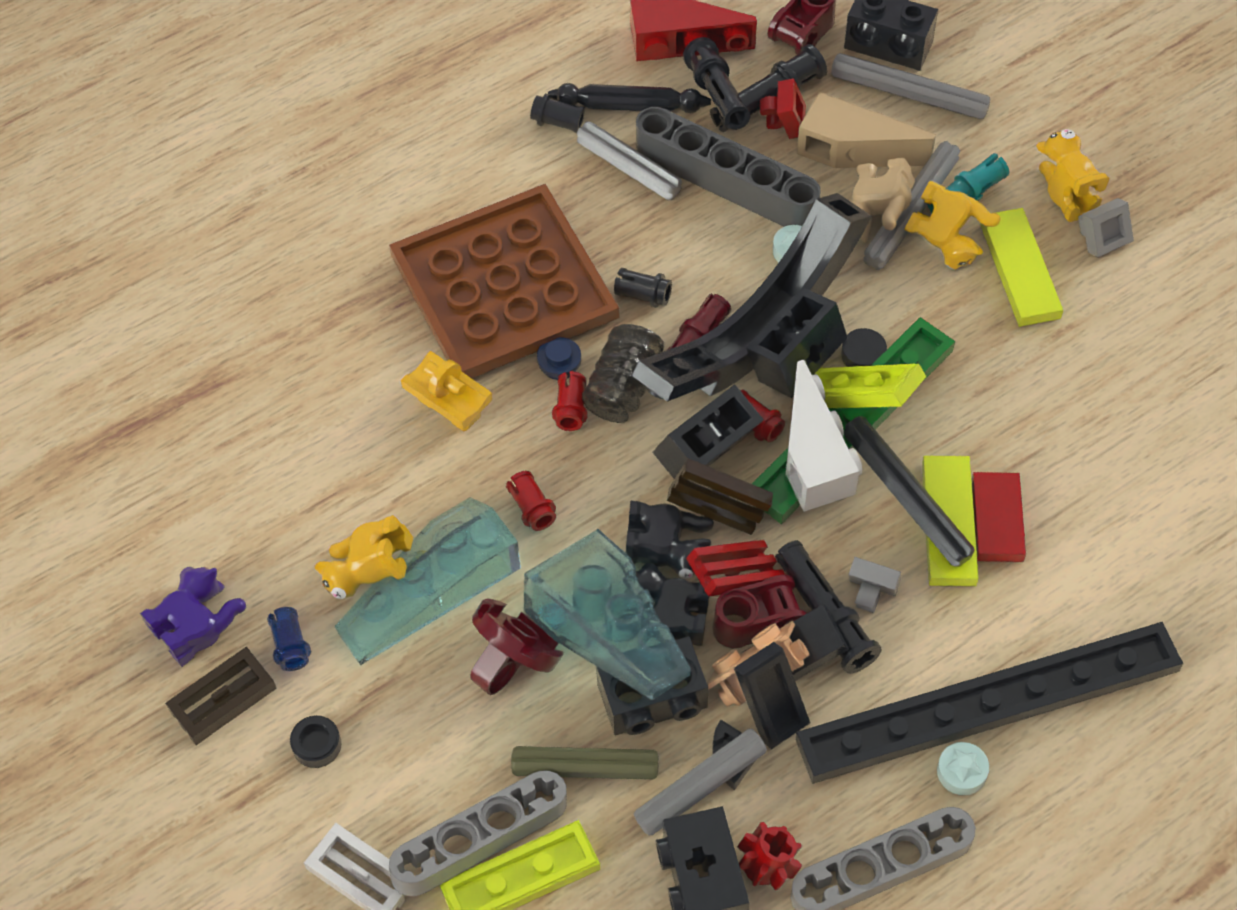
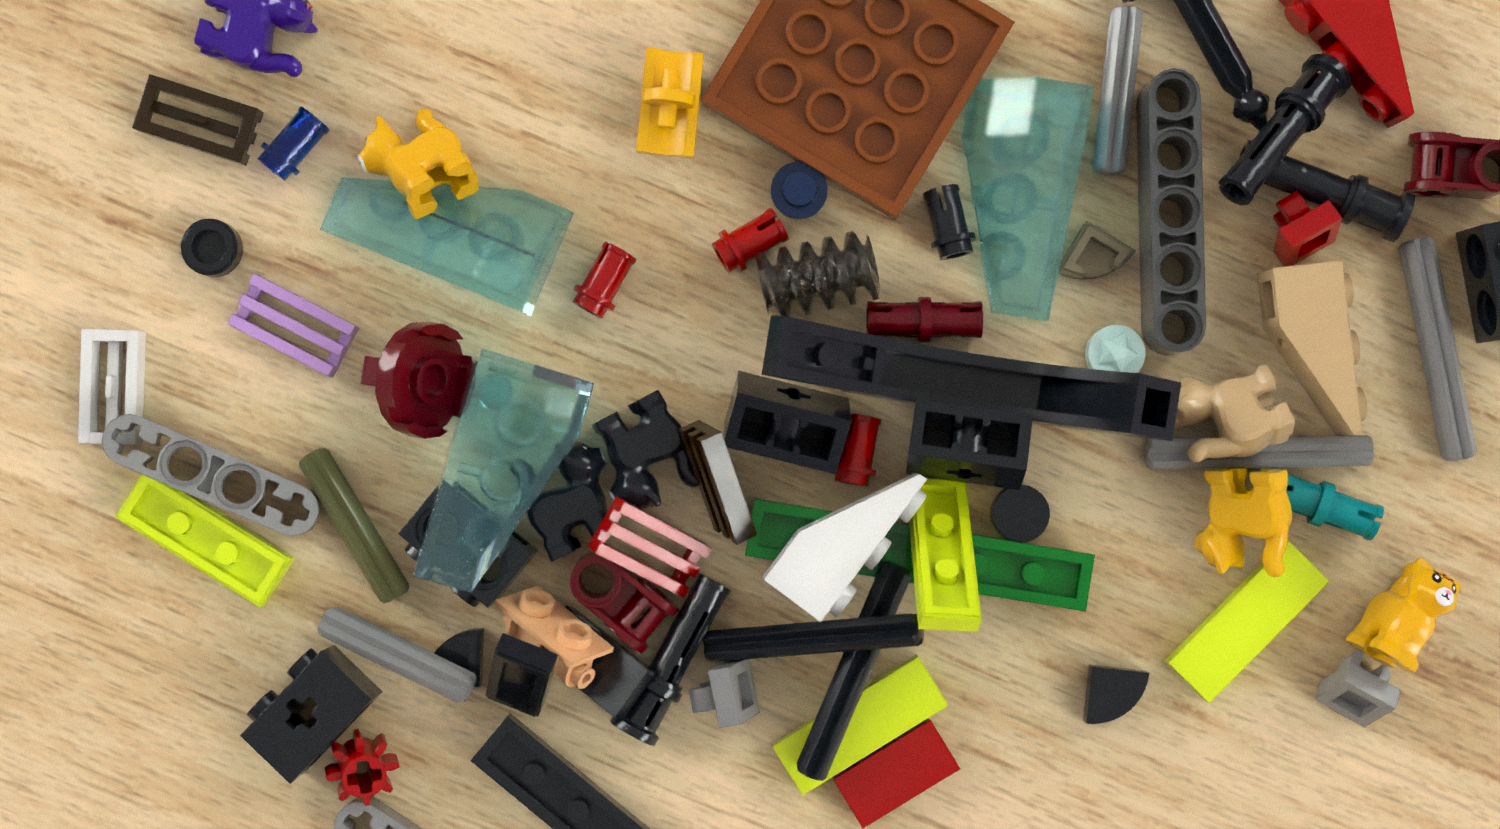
camera: 50 degrees right, 30 degrees up
(404, 703) = (250, 303): none -> lavender tile
(640, 225) = (1023, 169): none -> clear light blue wedge
(721, 225) = (1094, 254): none -> dark tan tile
(867, 496) = (813, 638): none -> black axle
(1021, 362) = (1112, 692): none -> black tile

